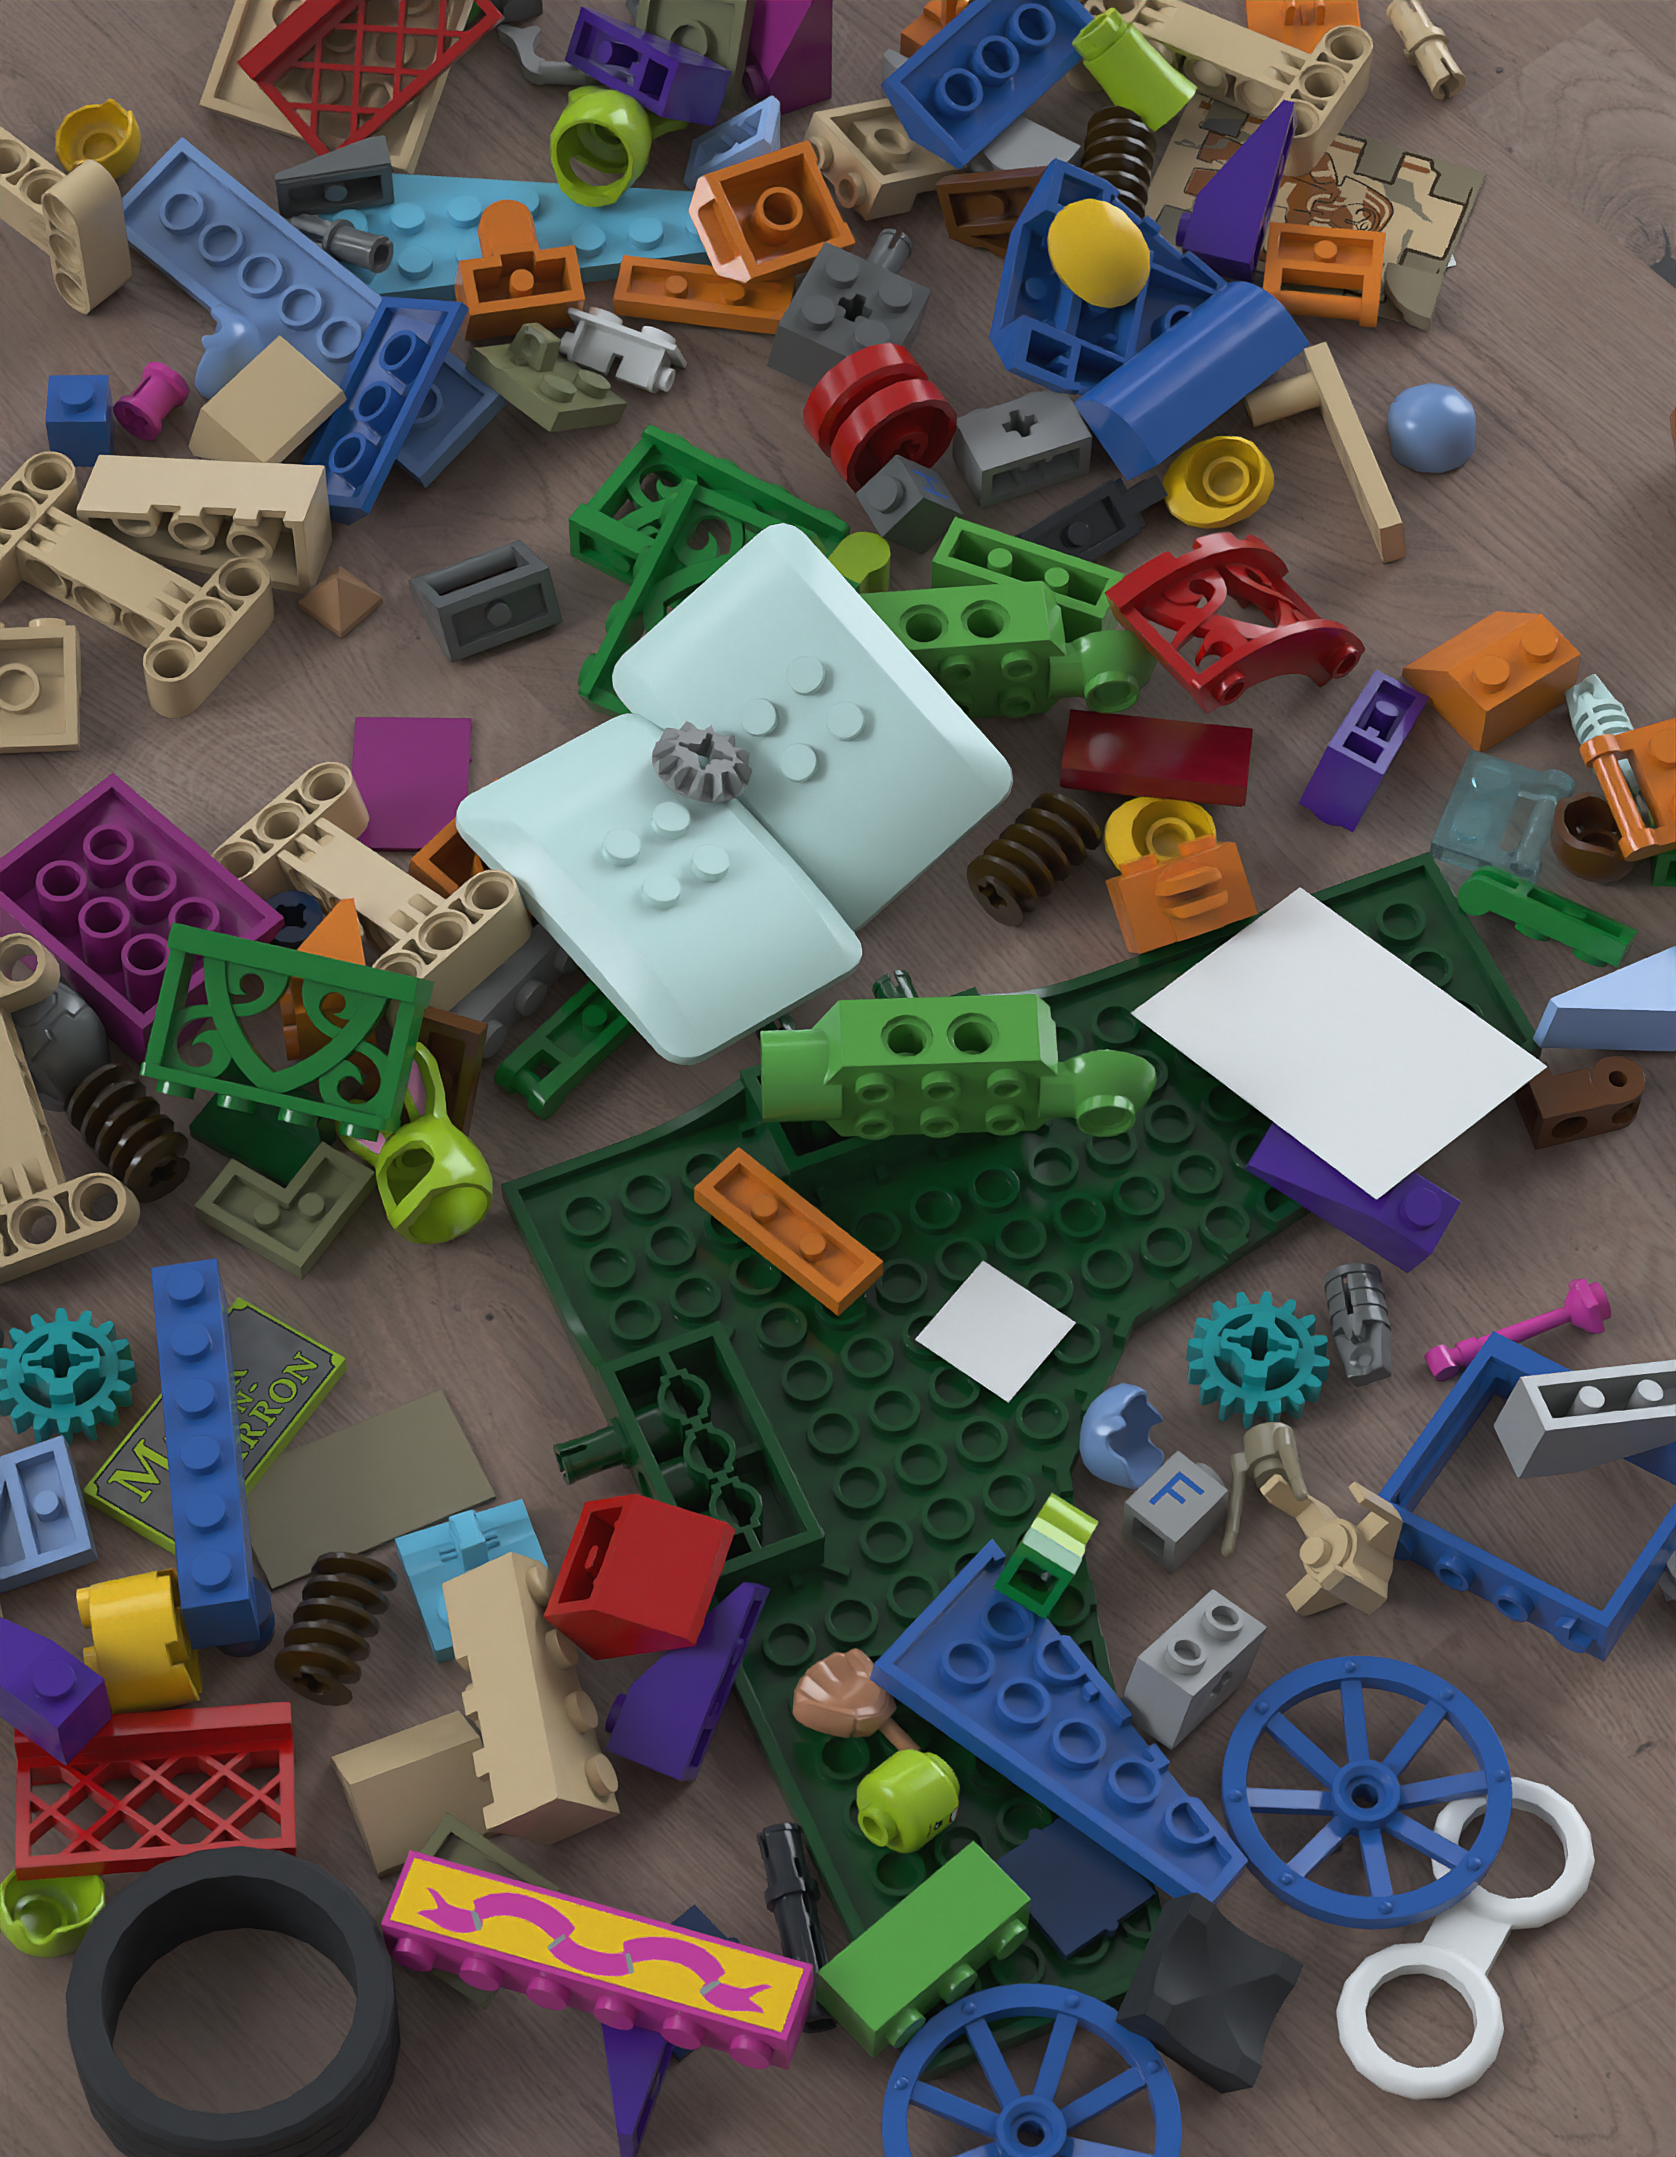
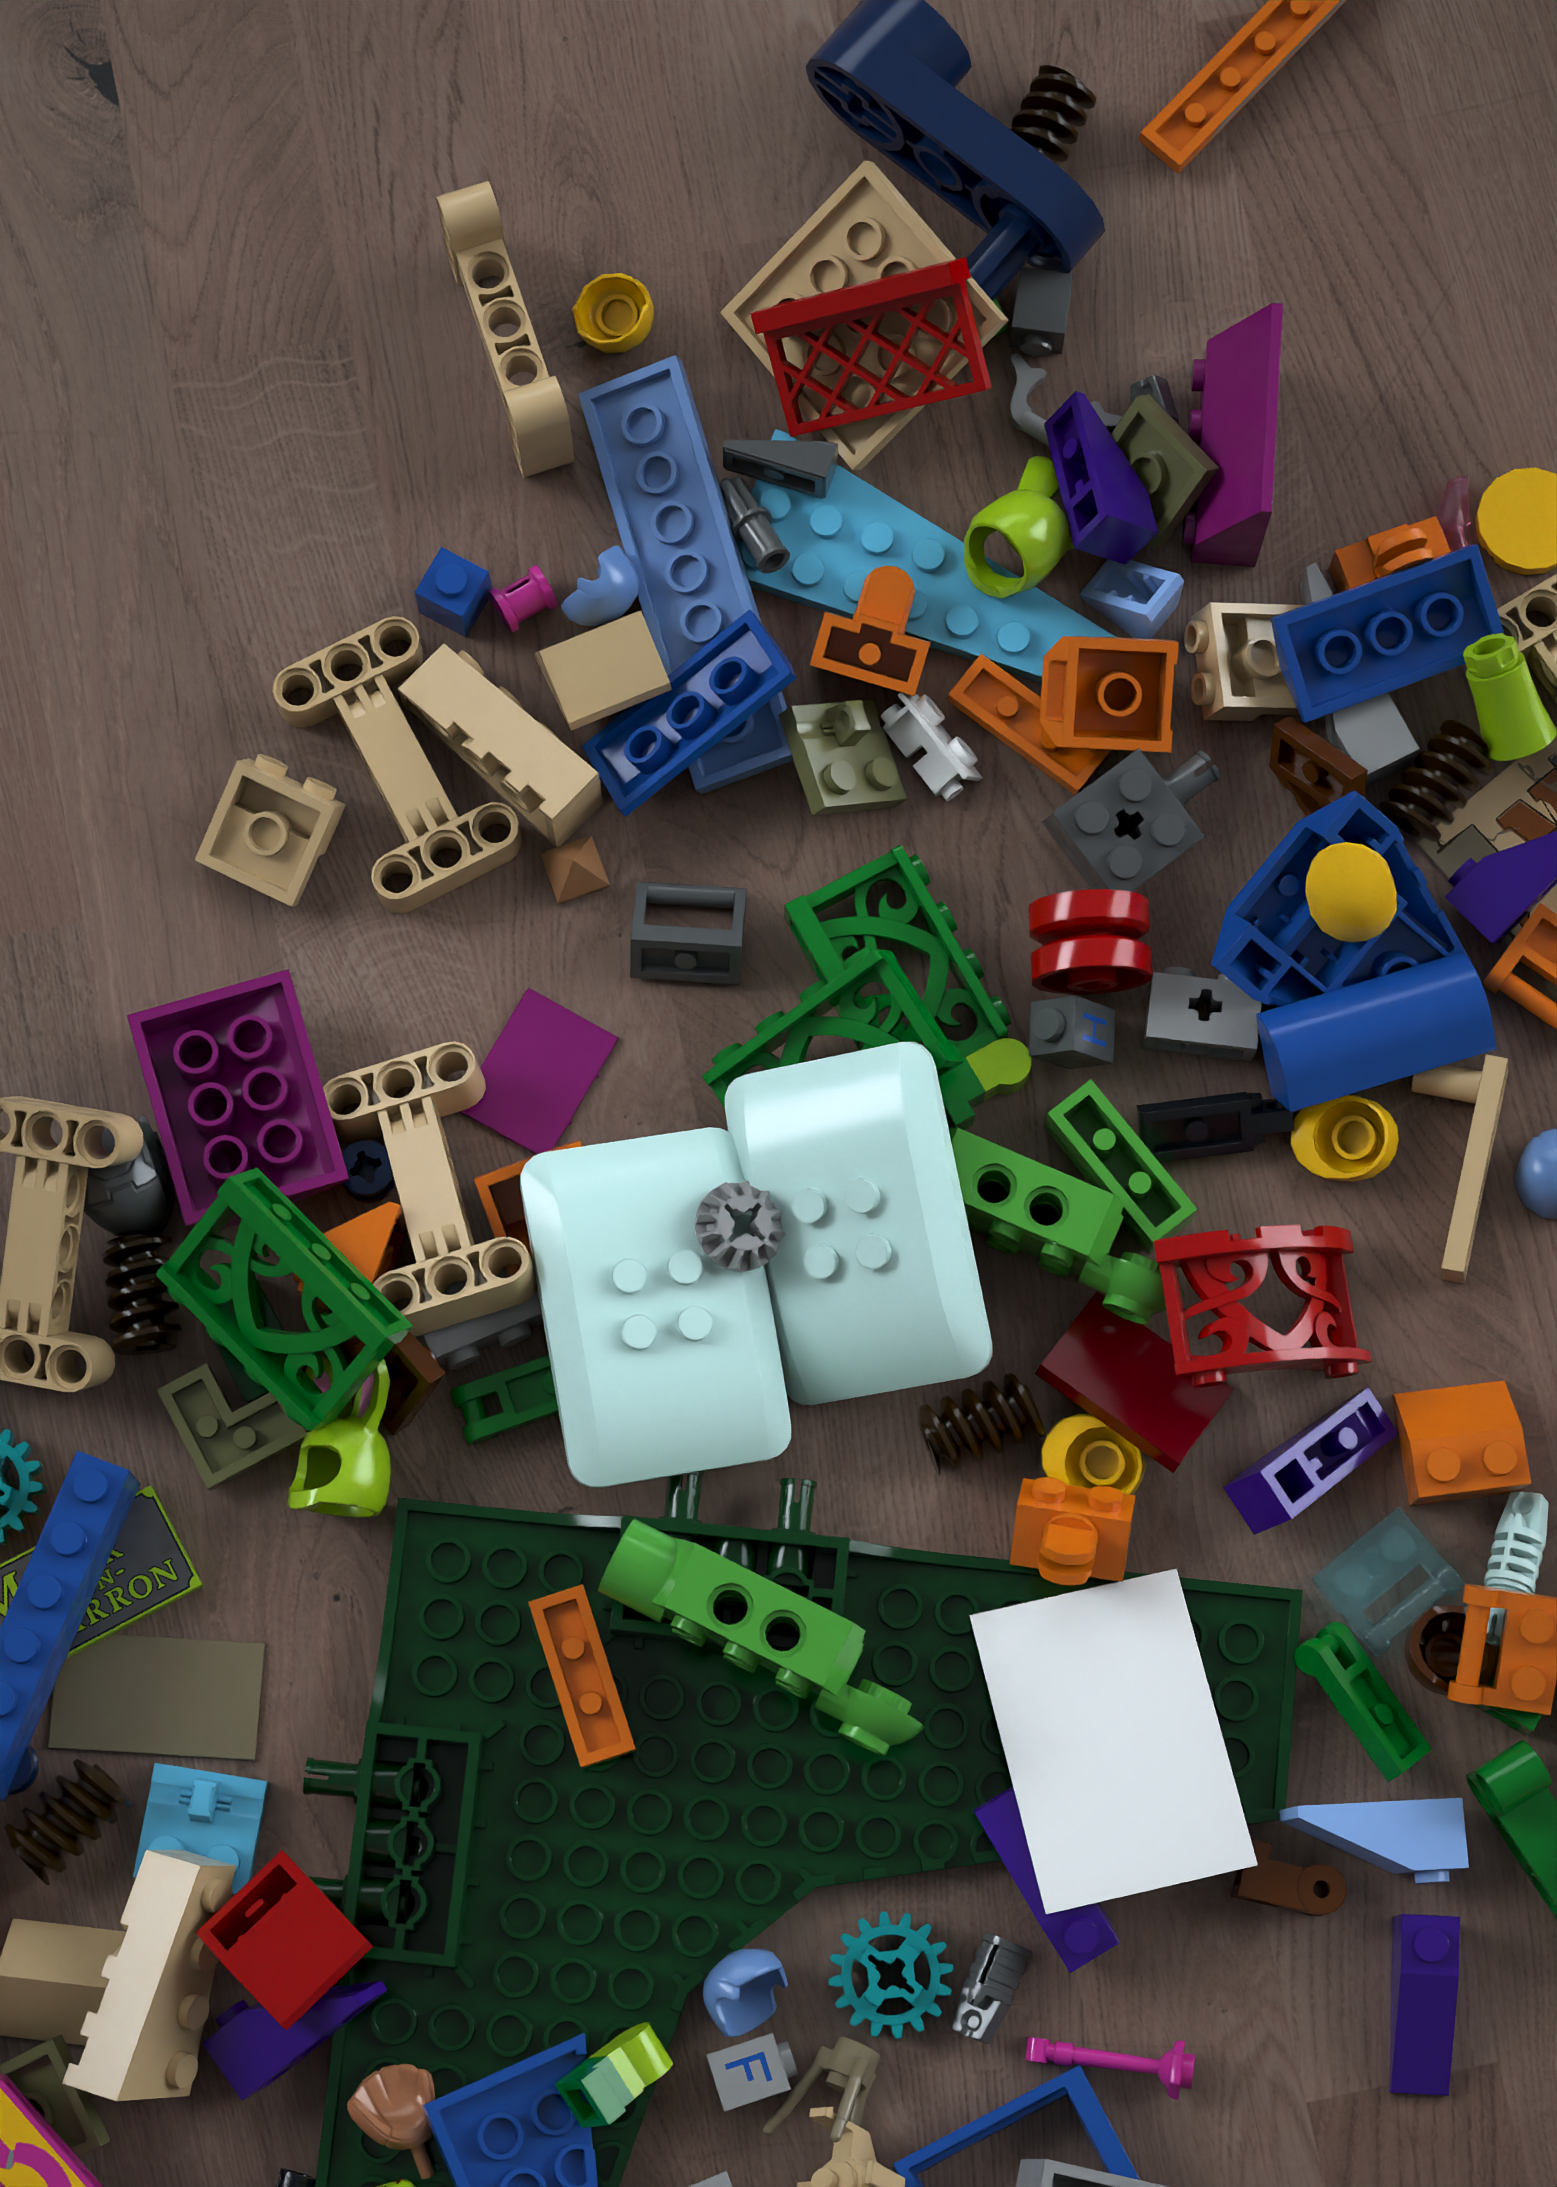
camera: 30 degrees right, 20 degrees up
(995, 1331) = (699, 1842): white sticker -> none

